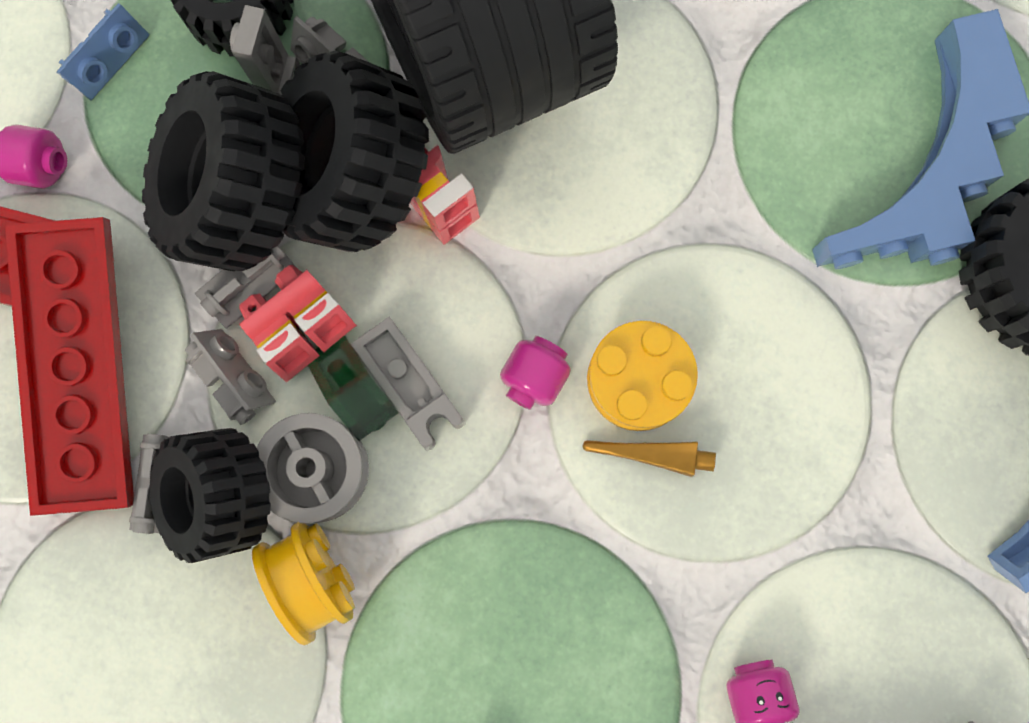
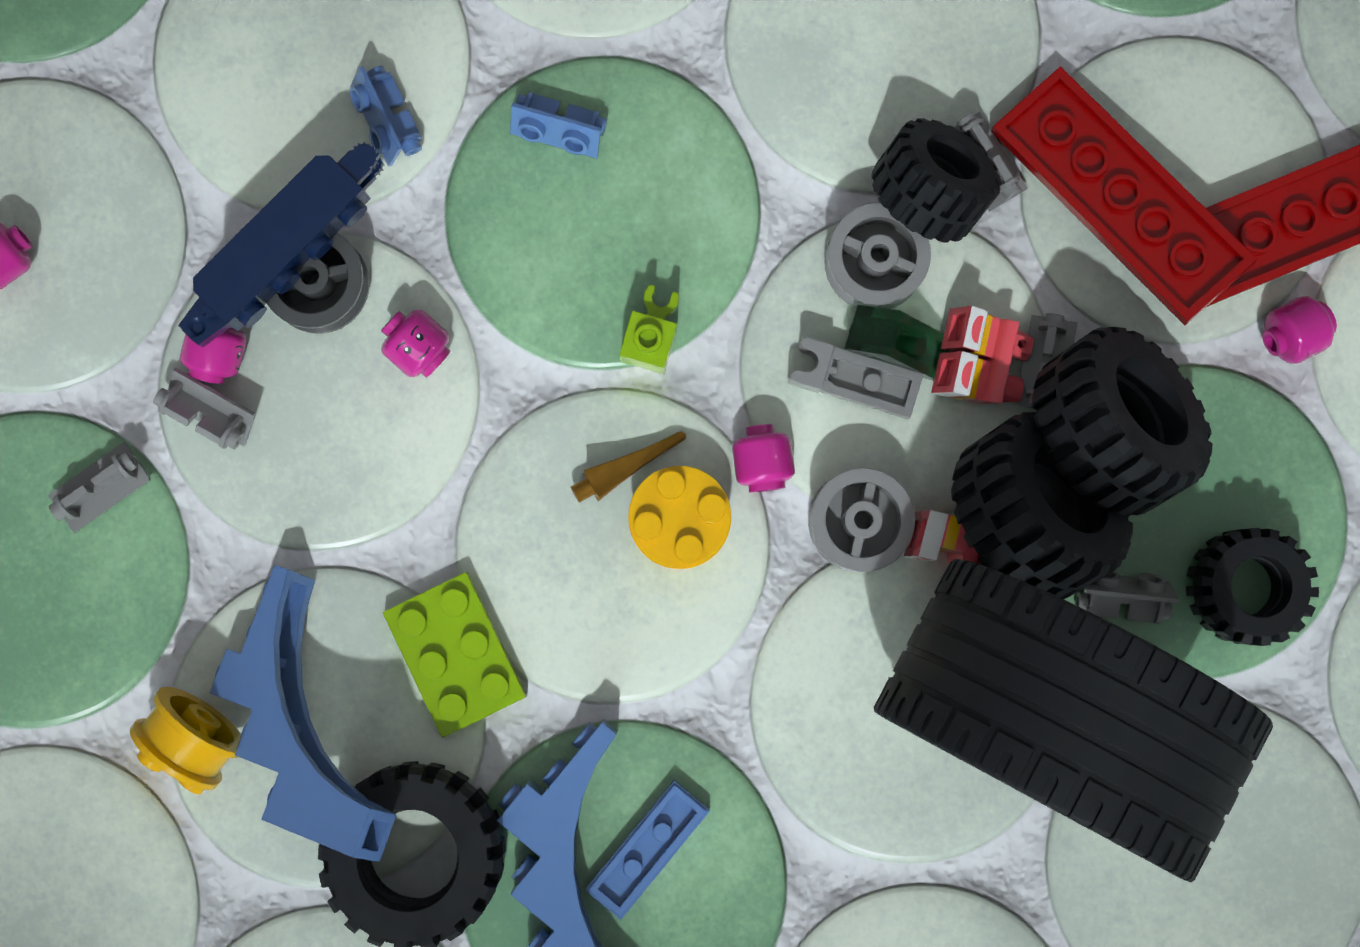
camera: 135 degrees right, 5 degrees up
(103, 51) = (1316, 442): medium blue hinge -> none
(217, 357) = (1019, 288): light grey hinge -> none
(261, 50) = (1168, 542): light grey plate -> none
(303, 582) = (815, 172): yellow wheel -> none
(494, 262) = (861, 520): none -> light grey wheel
(554, 546) = (650, 335): none -> lime brick
(855, 140) = (647, 849): none -> medium blue tile
(908, 406) = (454, 654): none -> lime plate

